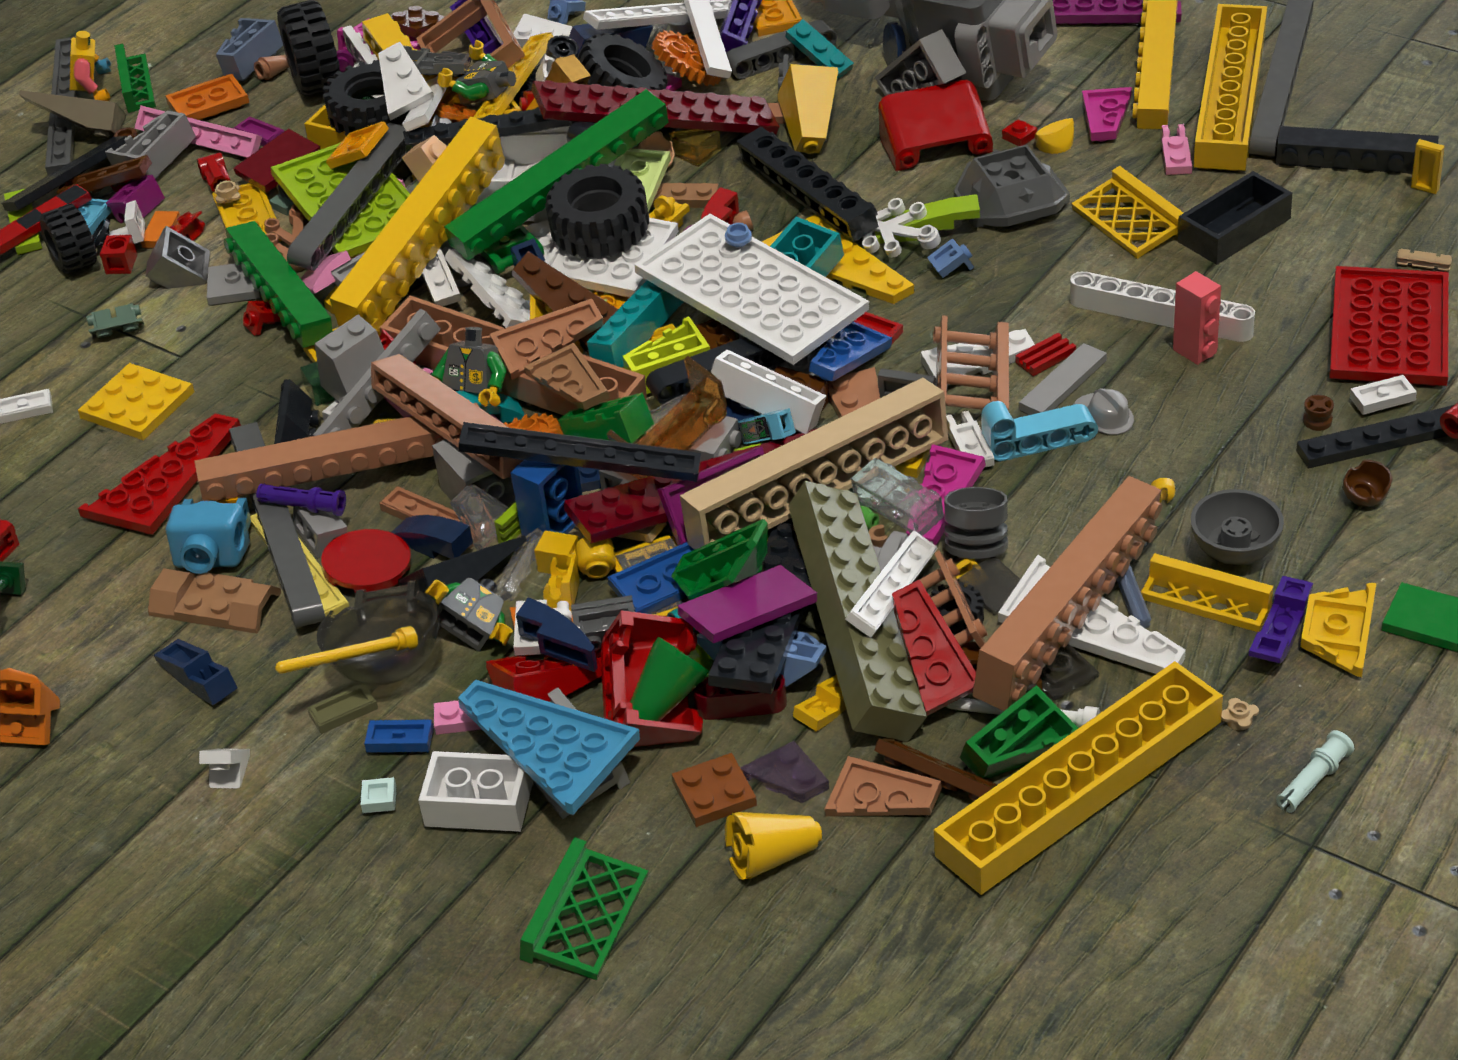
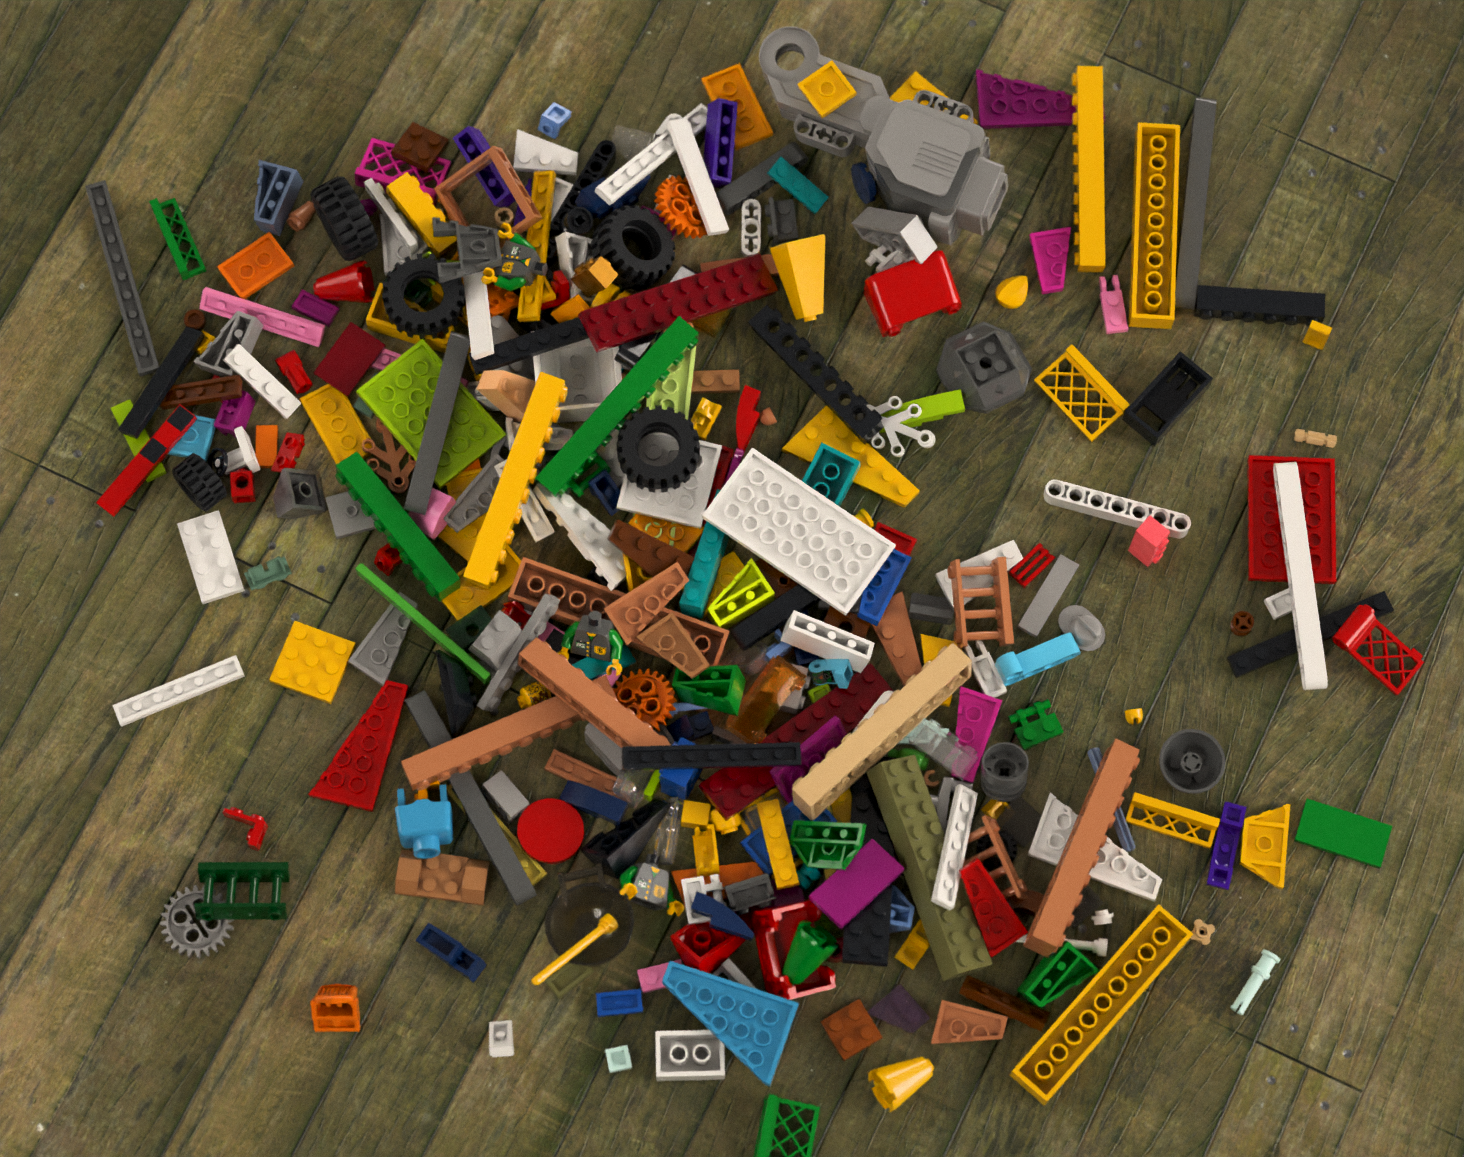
camera: 15 degrees left, 30 degrees up
(58, 312) = (210, 557): none -> white plate
(82, 66) = (133, 239): torso -> none
(95, 116) = (162, 305): dark tan wedge -> none
(173, 170) = (262, 381): none -> white plate
(227, 192) = (316, 398): tan plate -> none
(228, 383) = (382, 644): none -> light grey wing
(273, 357) = (423, 623): none -> bright green tile
(294, 106) = (346, 284): none -> red cone
(313, 499) = (501, 785): dark purple pin -> none
(357, 145) = (429, 364): light orange tile -> none
(402, 81) = (457, 297): white wing -> none
(655, 574) = (777, 844): none -> yellow plate
(738, 234) = (782, 479): medium blue plate -> none
(758, 79) = (756, 237): none -> white beam
(950, 257) = (945, 458): medium blue bracket -> none
(1019, 133) = (981, 285): red plate -> none
(1034, 501) = (1039, 730): none -> green plate
(1095, 687) = (1102, 917): none -> white plate
(1367, 483) = (1281, 703): reddish brown hair -> none
(1398, 367) = (1300, 576): none -> white beam

